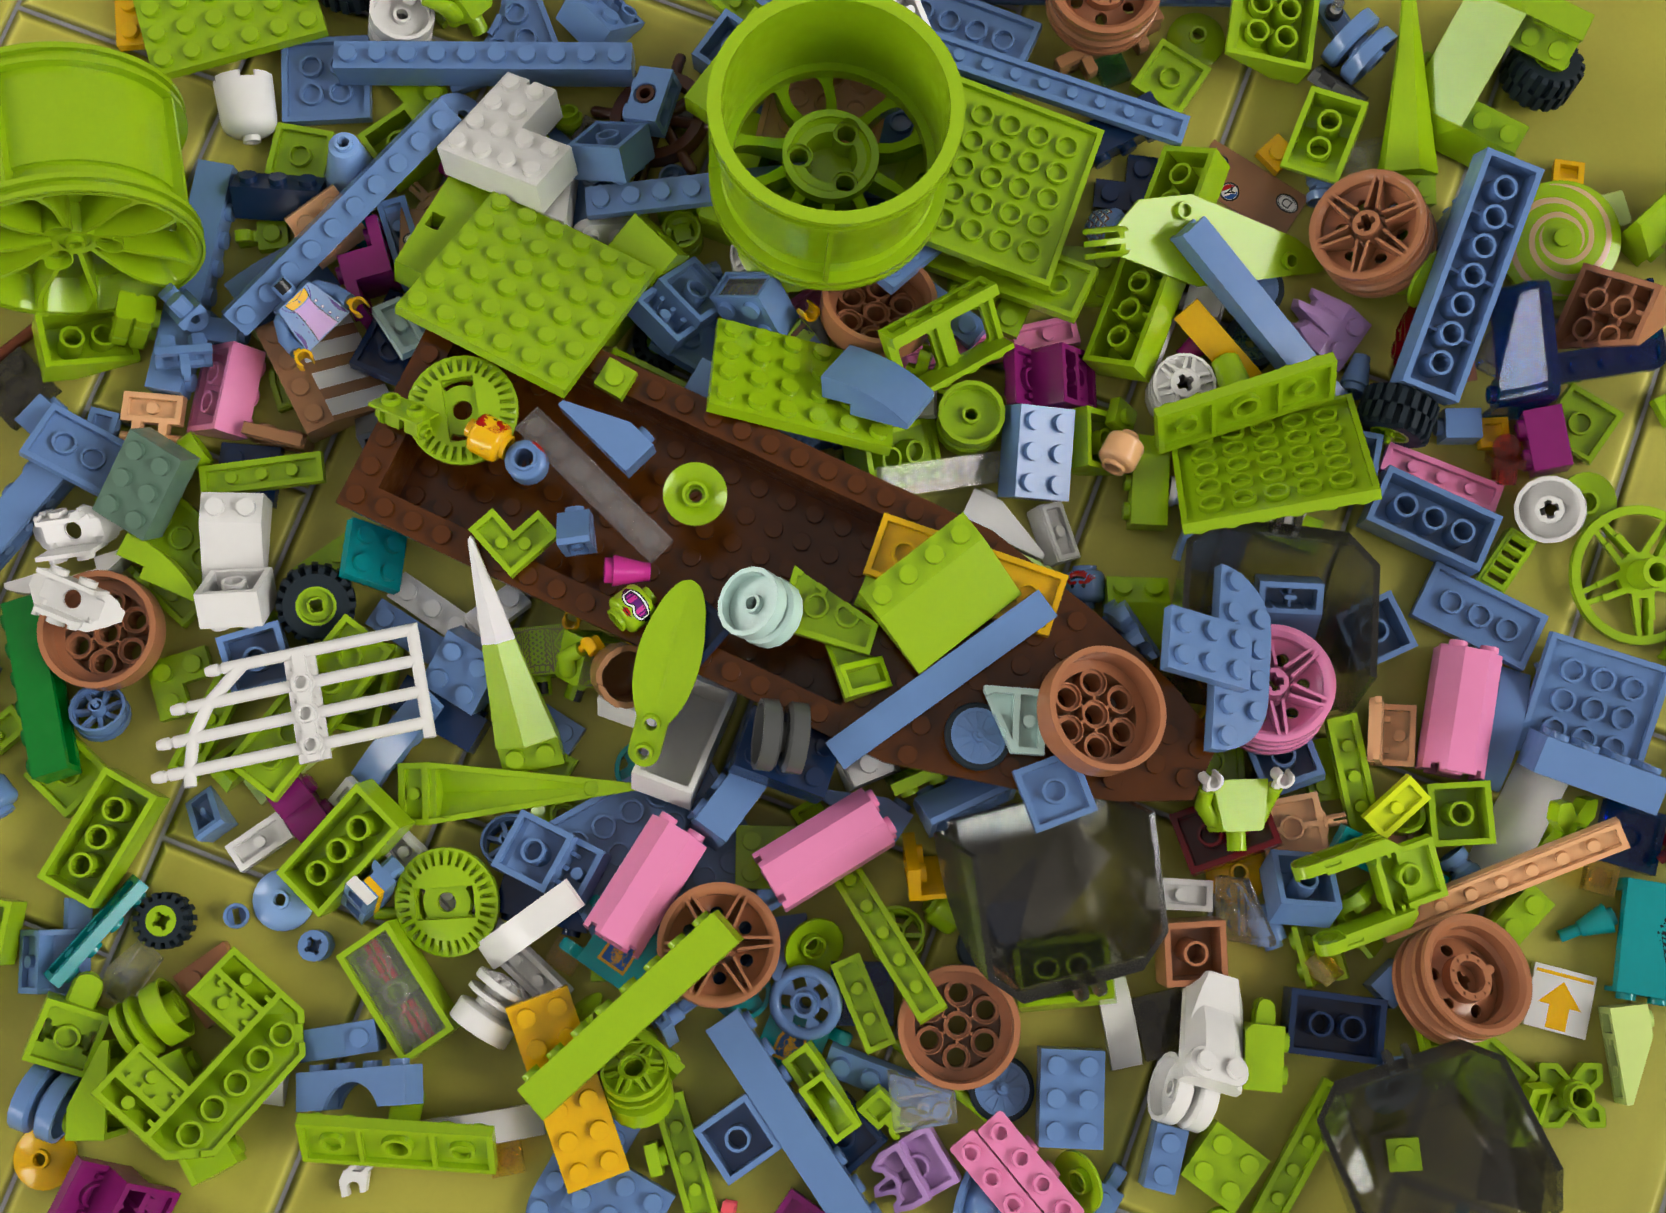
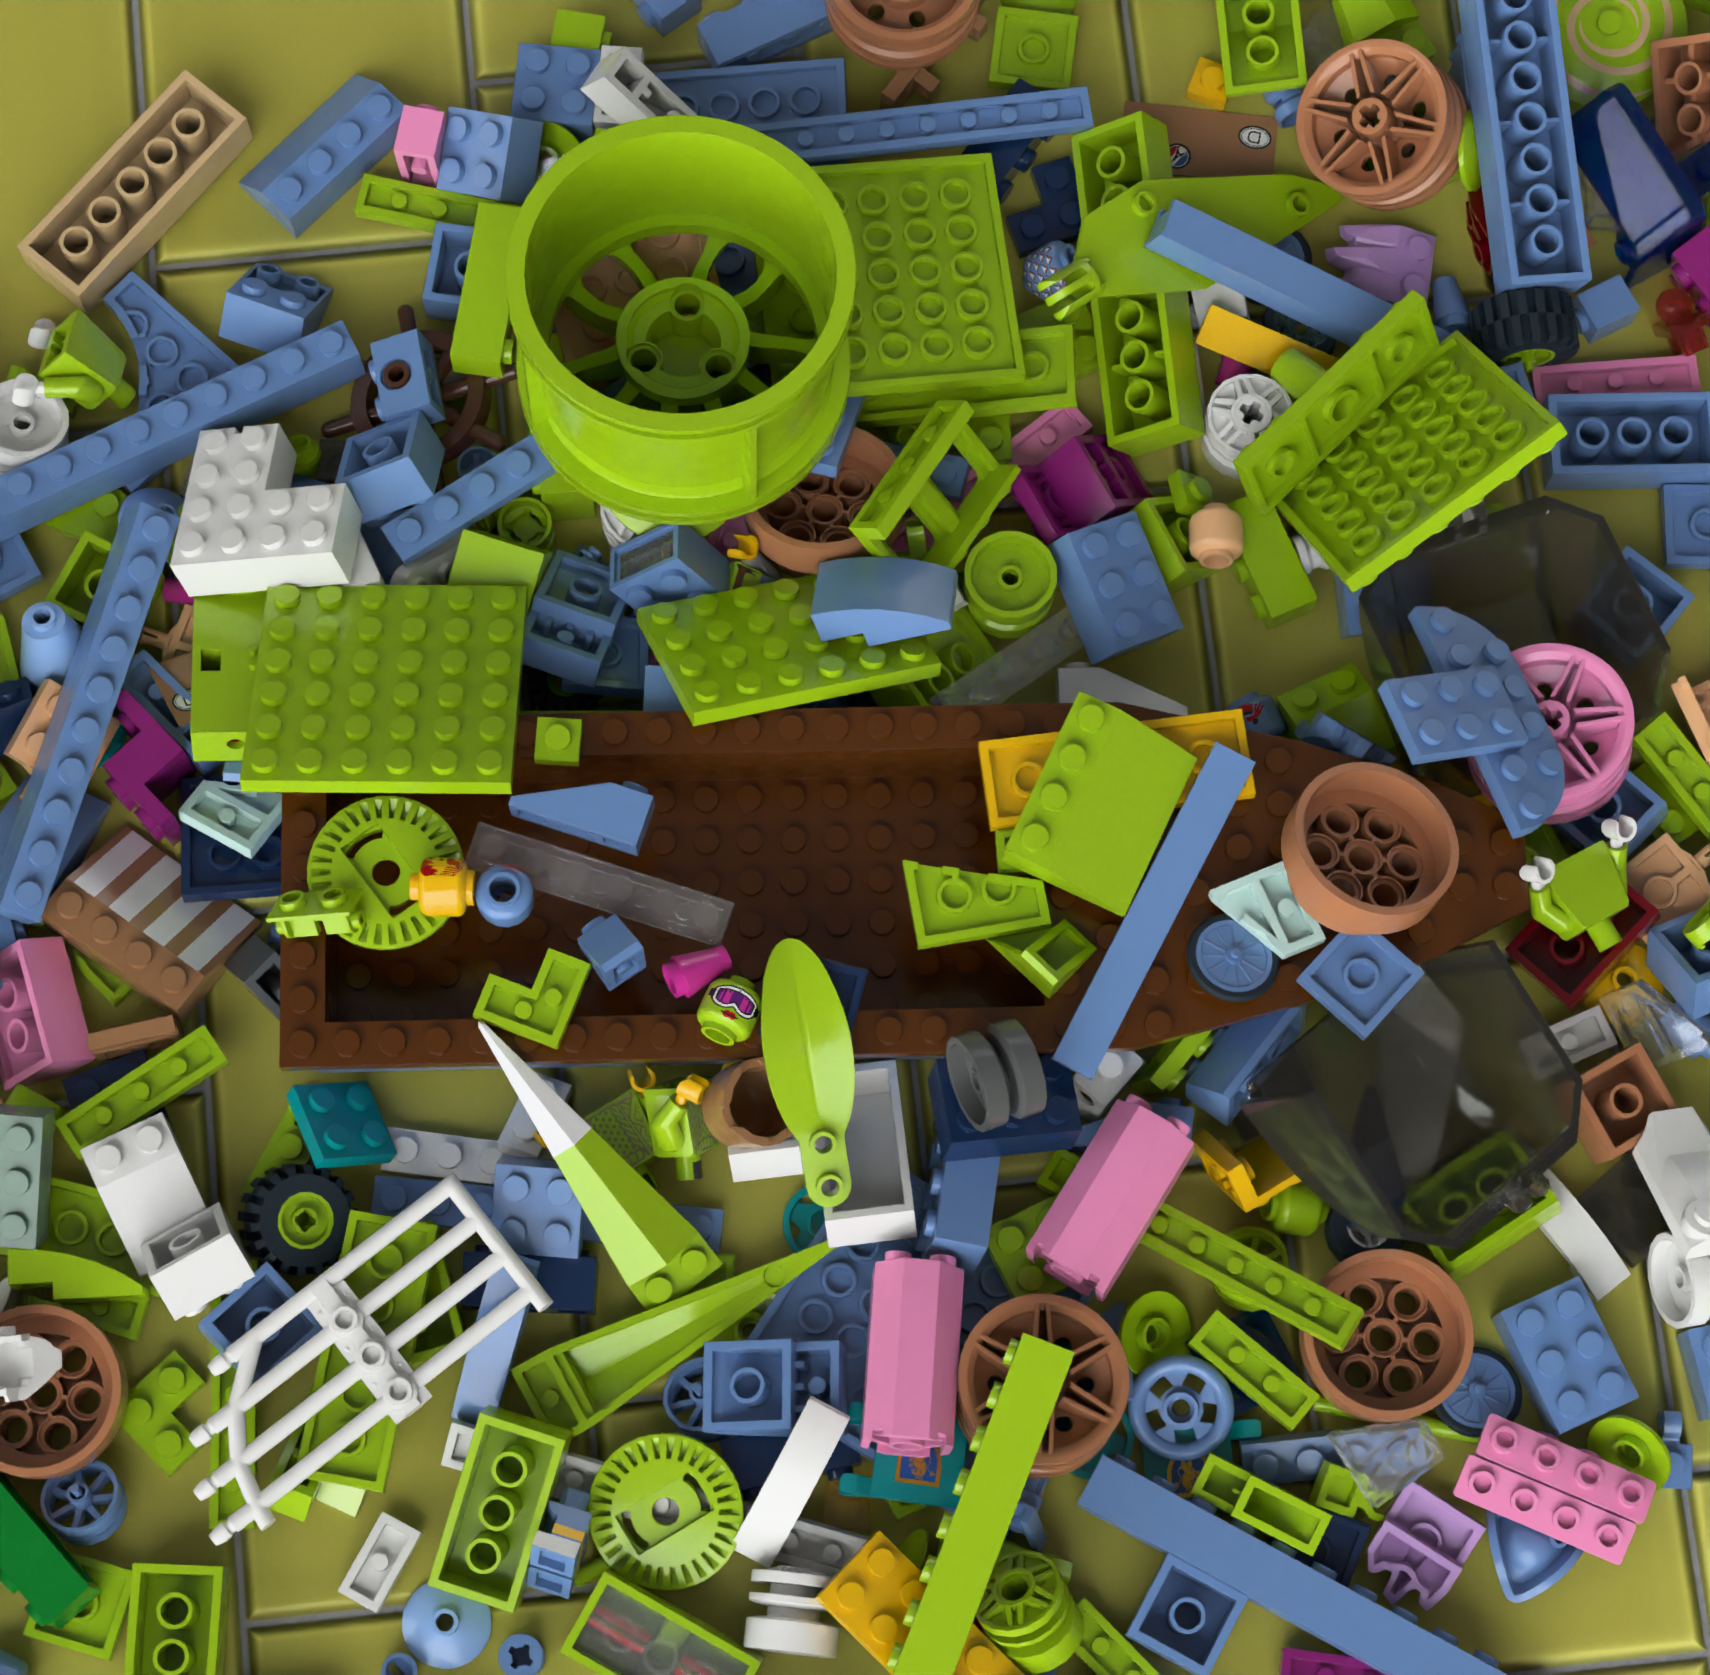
camera: 30 degrees left, 5 degrees down
(209, 816) = (294, 1562): medium blue slope -> none
(302, 807) = (416, 1492): magenta brick -> none
(310, 314) = (109, 855): torso -> none
(692, 478) = (727, 812): lime dish -> none
(760, 607) = (890, 929): light aqua wheel -> none
(1053, 533) = (1181, 677): white slope -> none
(1112, 70) = (957, 75): clear green plate -> none
(1292, 600) = (1520, 611): medium blue slope -> none
(1491, 430) = (1646, 292): yellow plate -> none

